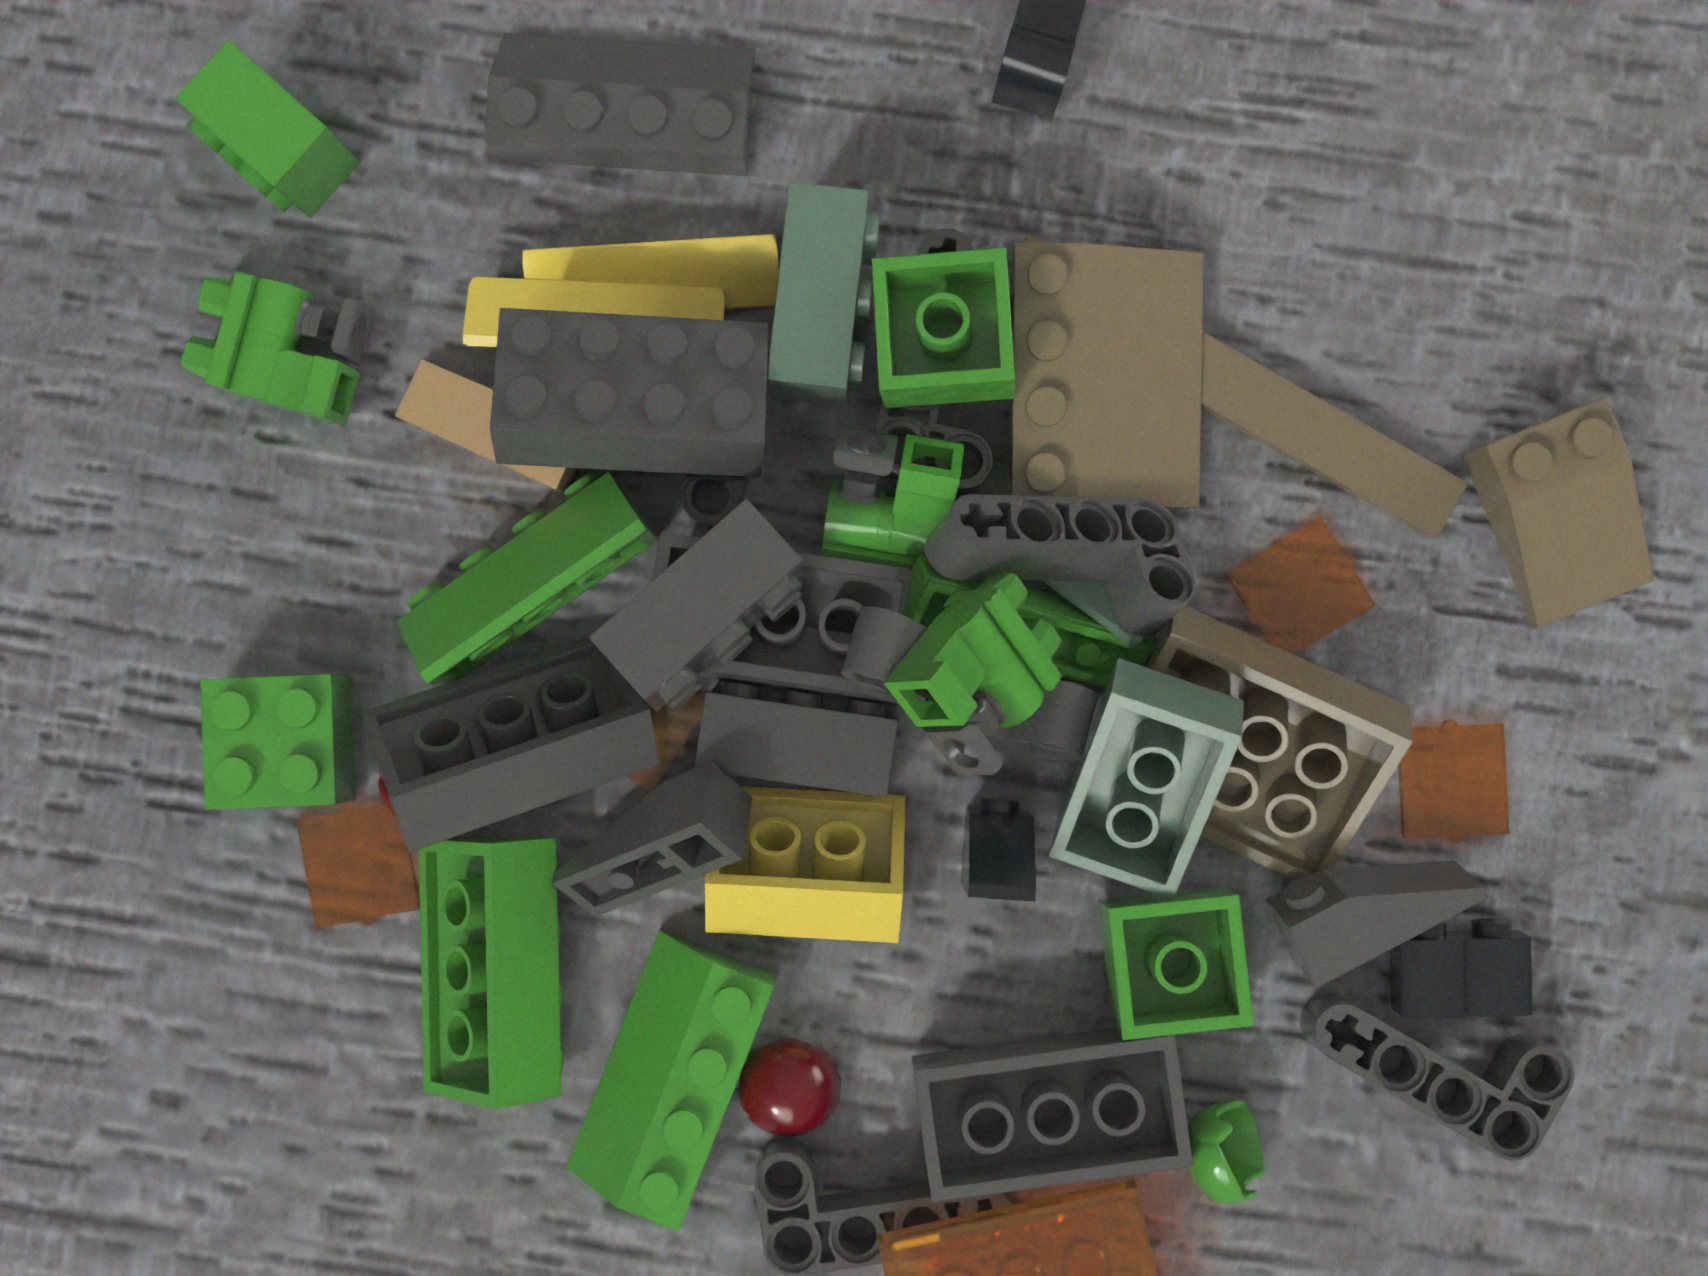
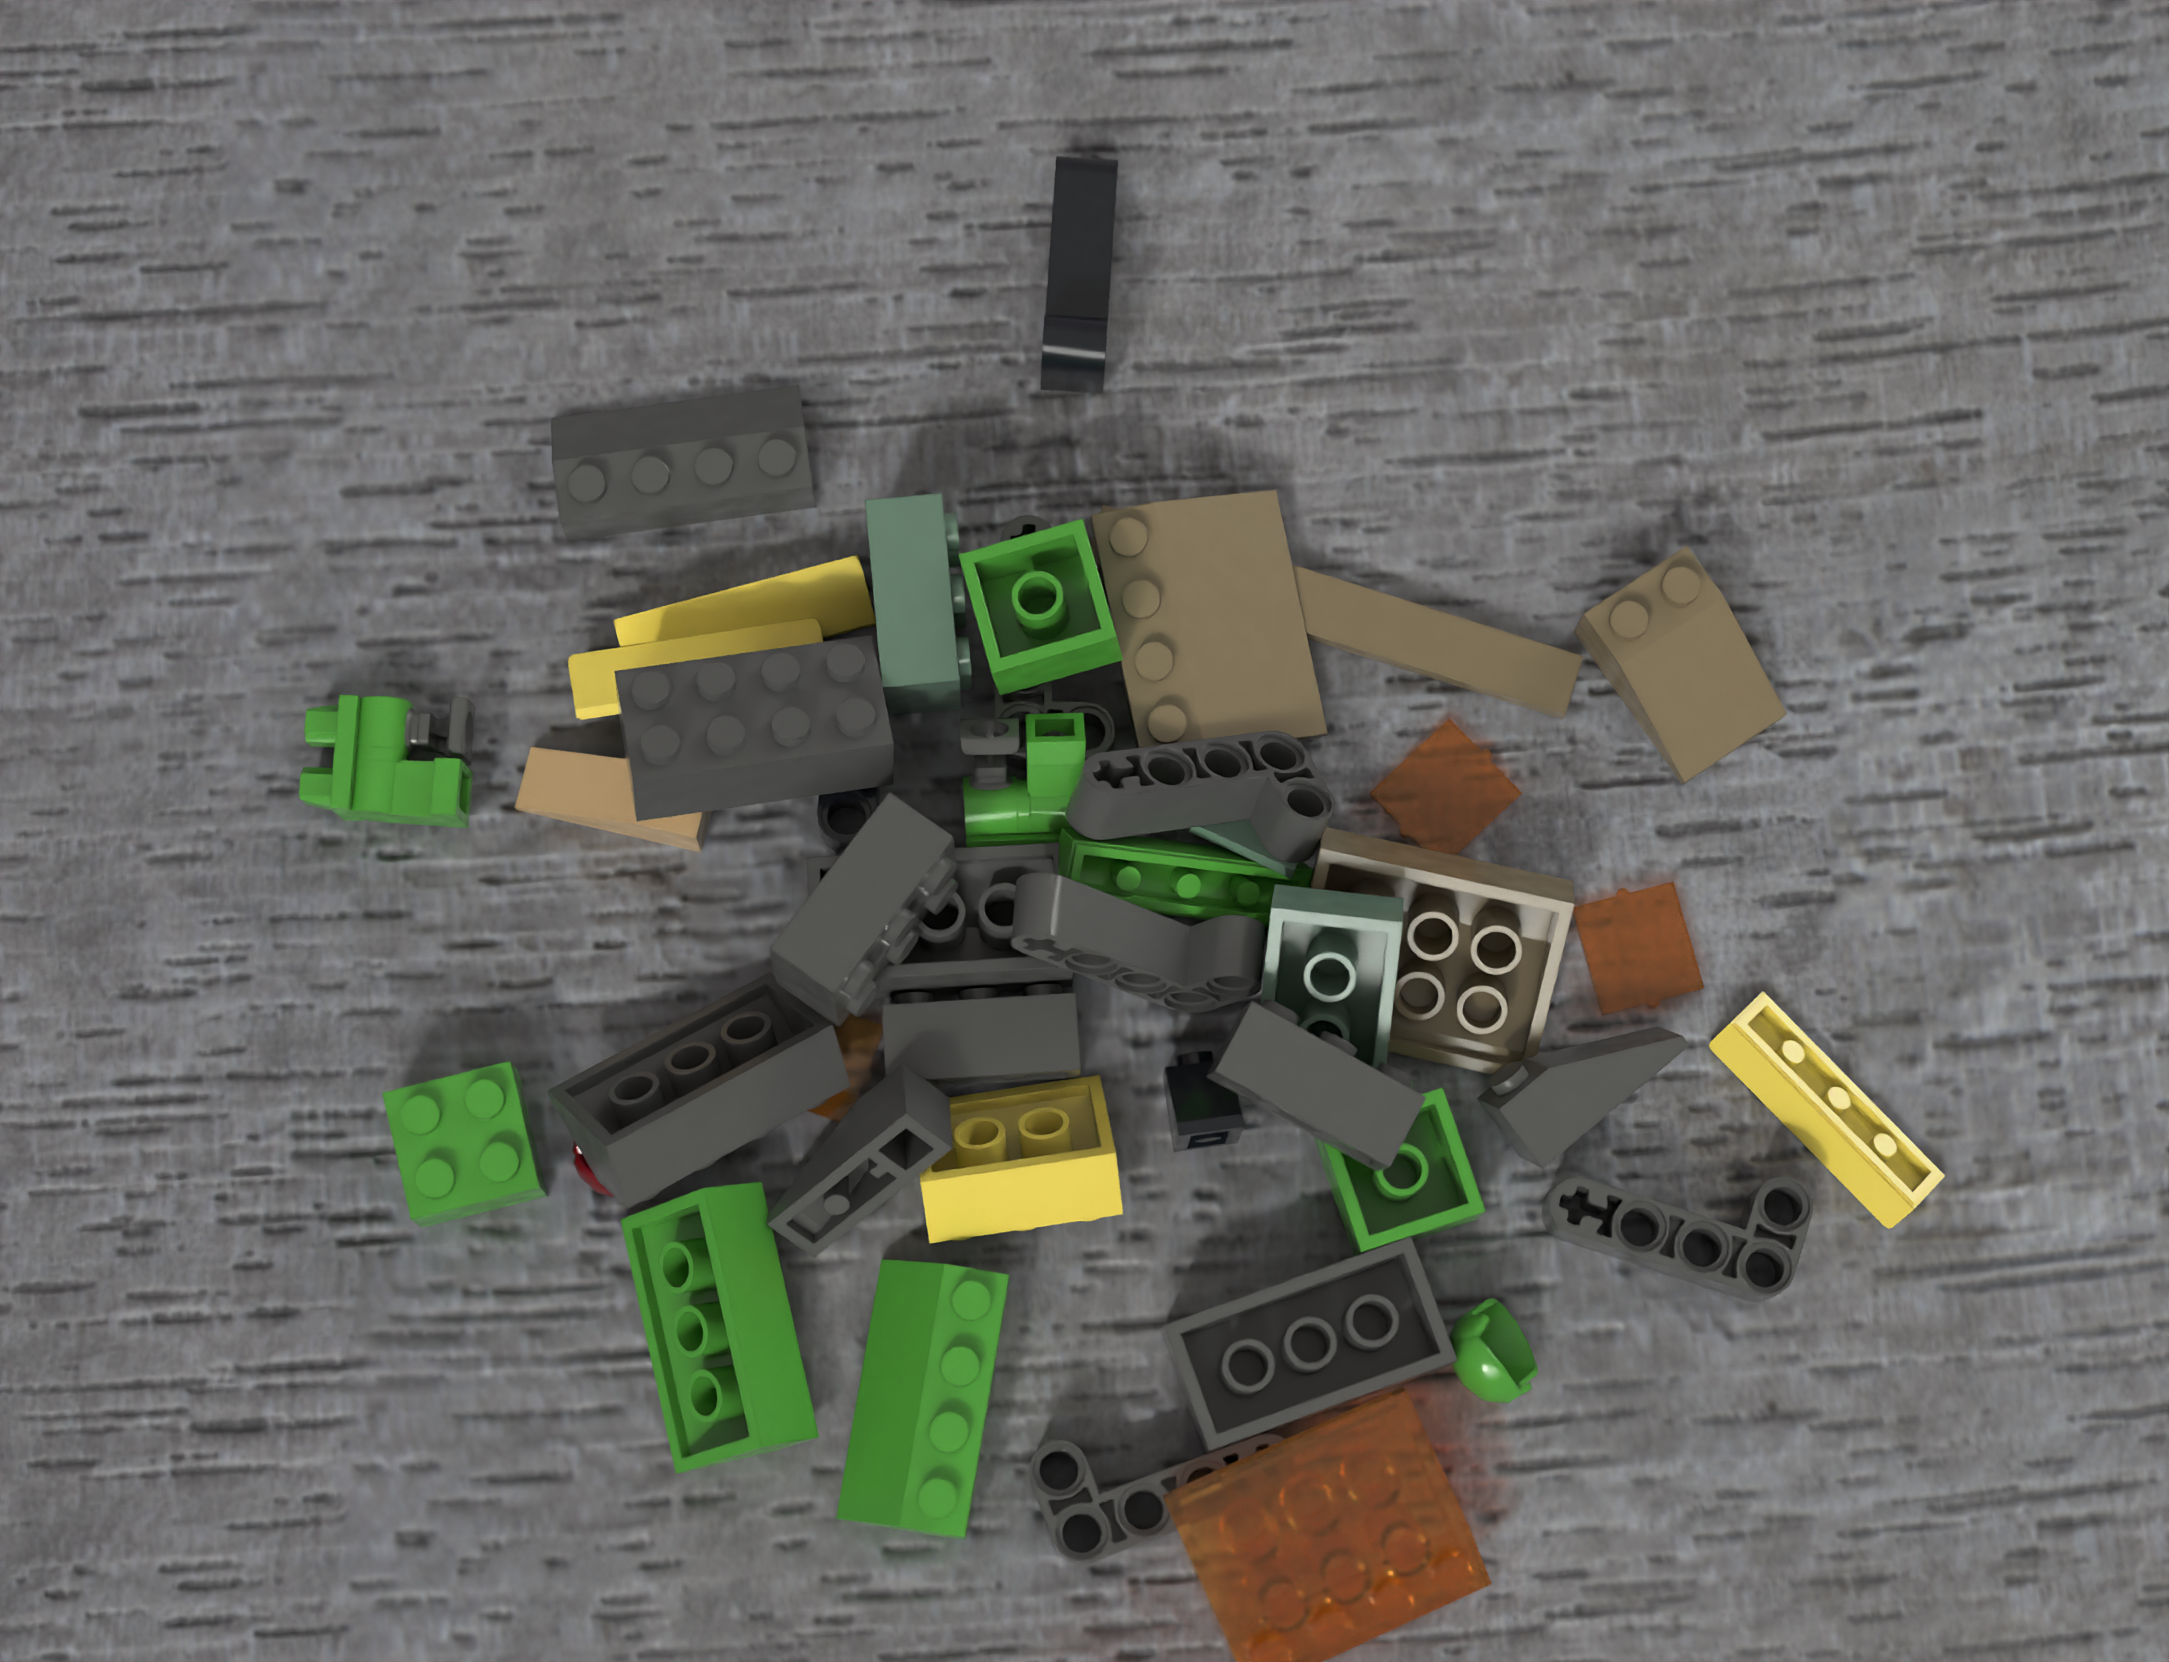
camera: 15 degrees left, 10 degrees down
(265, 132) = (346, 556): bright green brick -> none
(357, 865) = (564, 1258): clear orange piece -> none
(524, 580) = (683, 933): bright green slope -> none
(789, 1087) = (1045, 1388): dark red hair -> none
(980, 672) = (1147, 916): bright green hips -> none
(1118, 875) = (1317, 1084): none -> dark grey brick
(1463, 972) = (1684, 1127): black brick -> none
(1599, 978) = (1826, 1111): none -> light yellow slope

